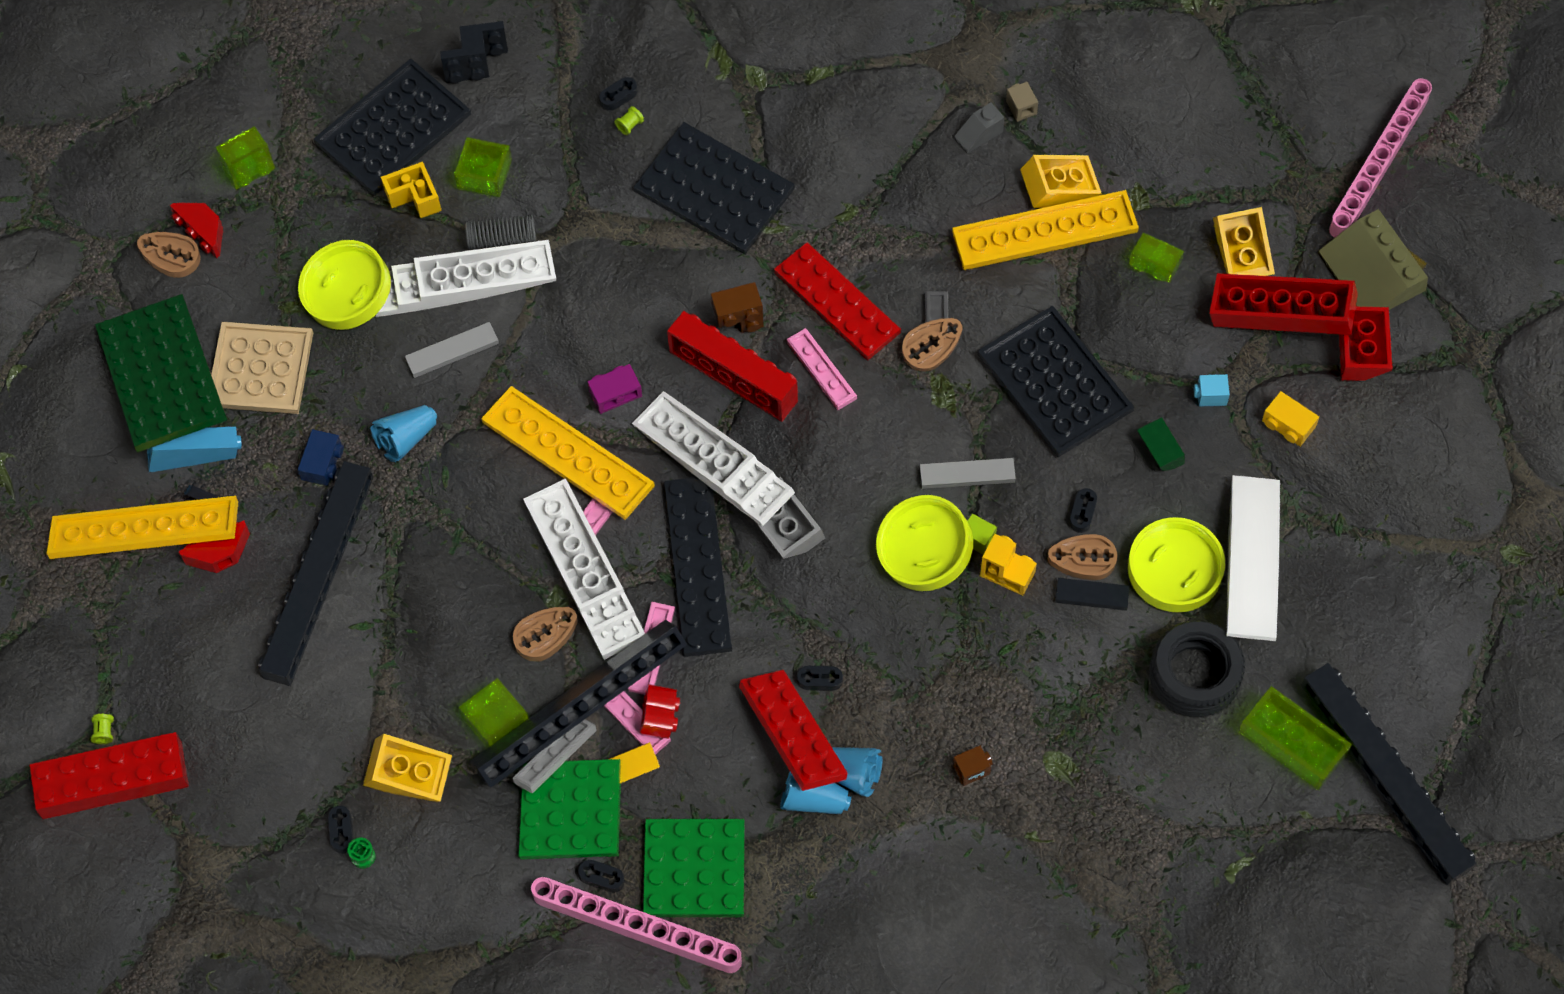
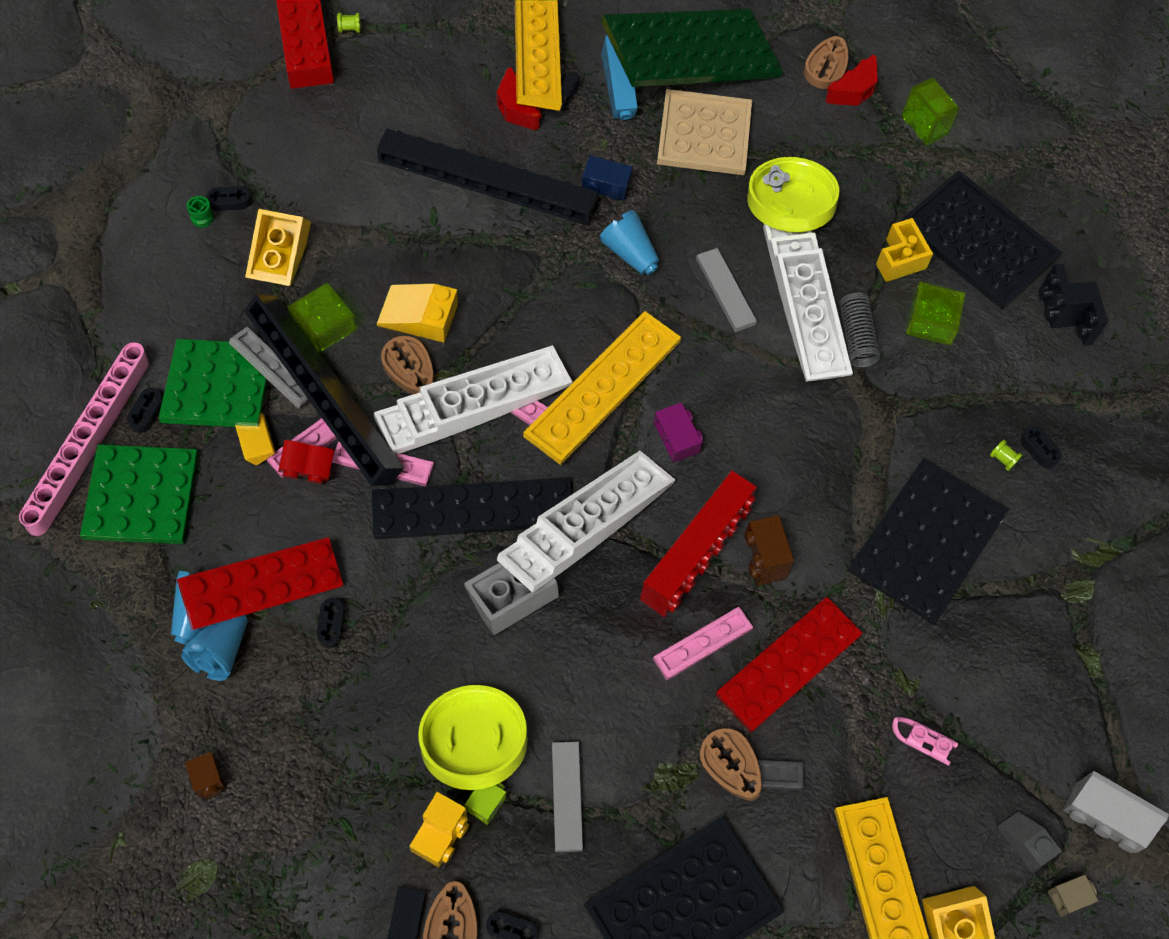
camera: 85 degrees right, 0 degrees up
(325, 292) = (776, 172): none -> plate
(481, 626) = (420, 310): none -> yellow slope
(895, 202) = (919, 734): none -> bright pink piece
(954, 65) = (1114, 812): none -> light grey slope

